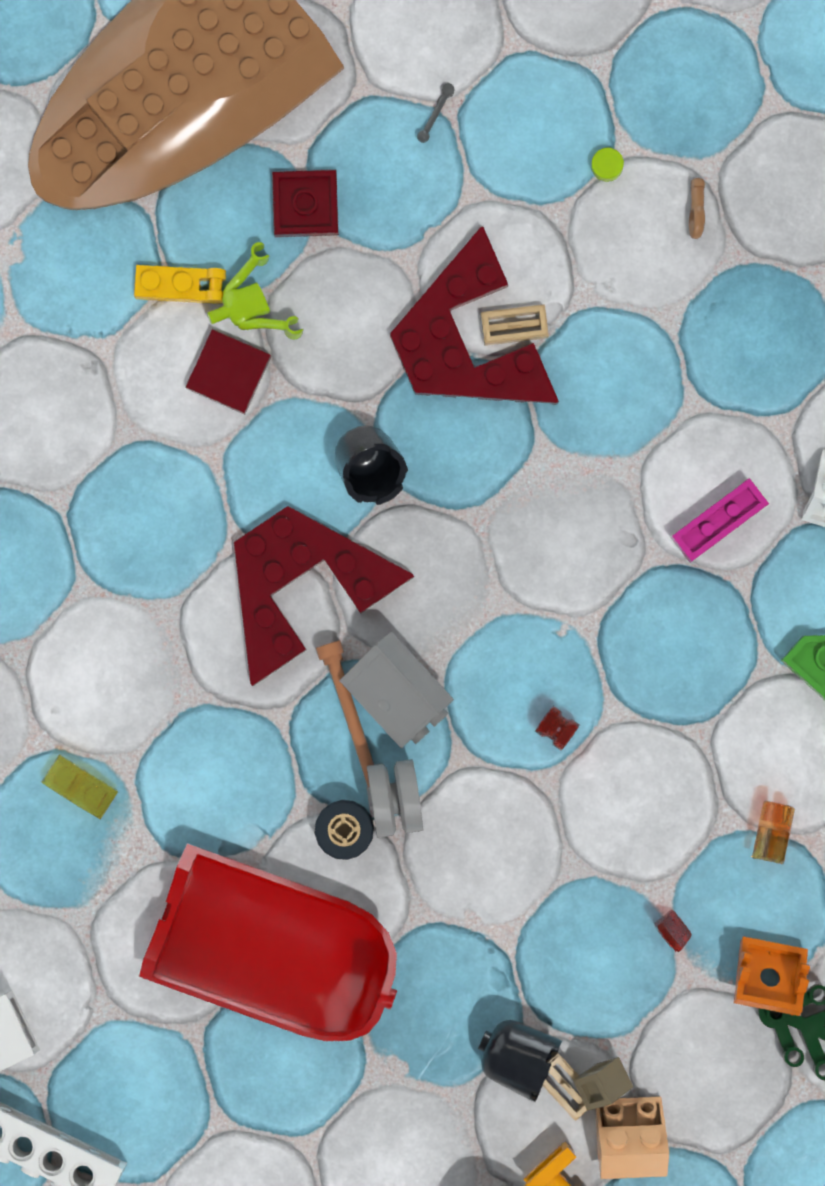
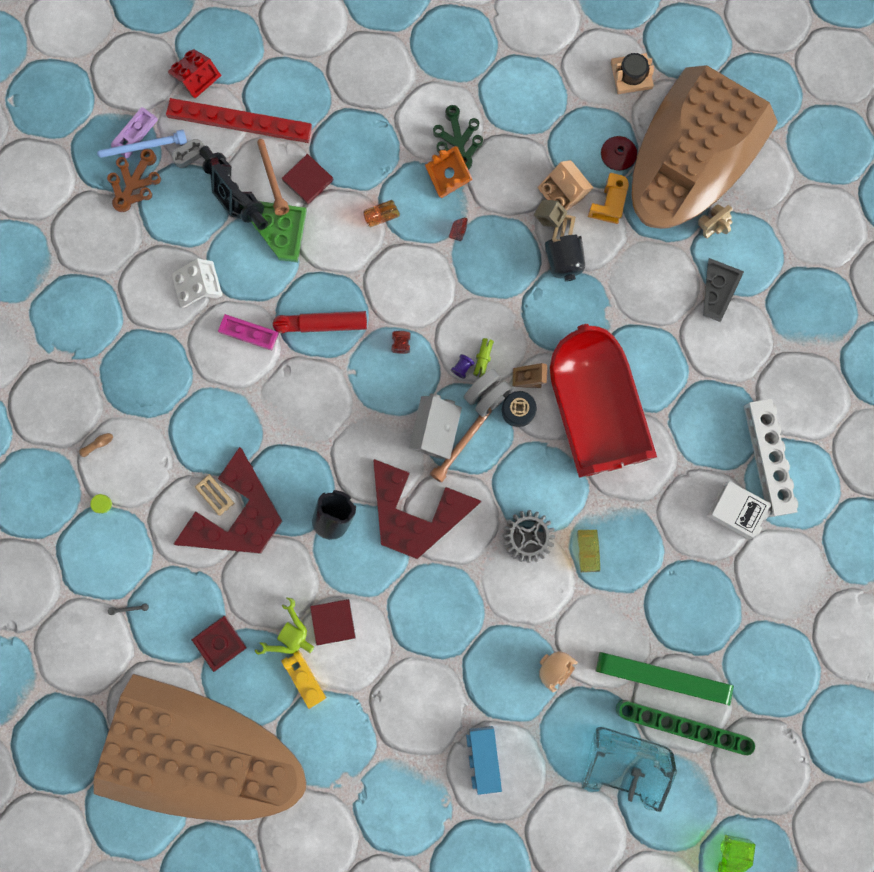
camera: 125 degrees left, 5 degrees down
(162, 730) = (521, 531): none -> light grey gear
(381, 878) = (530, 376): none -> medium nougat slope
(454, 831) = (483, 357): none -> lime pin
(461, 792) = (462, 366): none -> dark purple bush
(664, 634) = (321, 322): none -> red piece

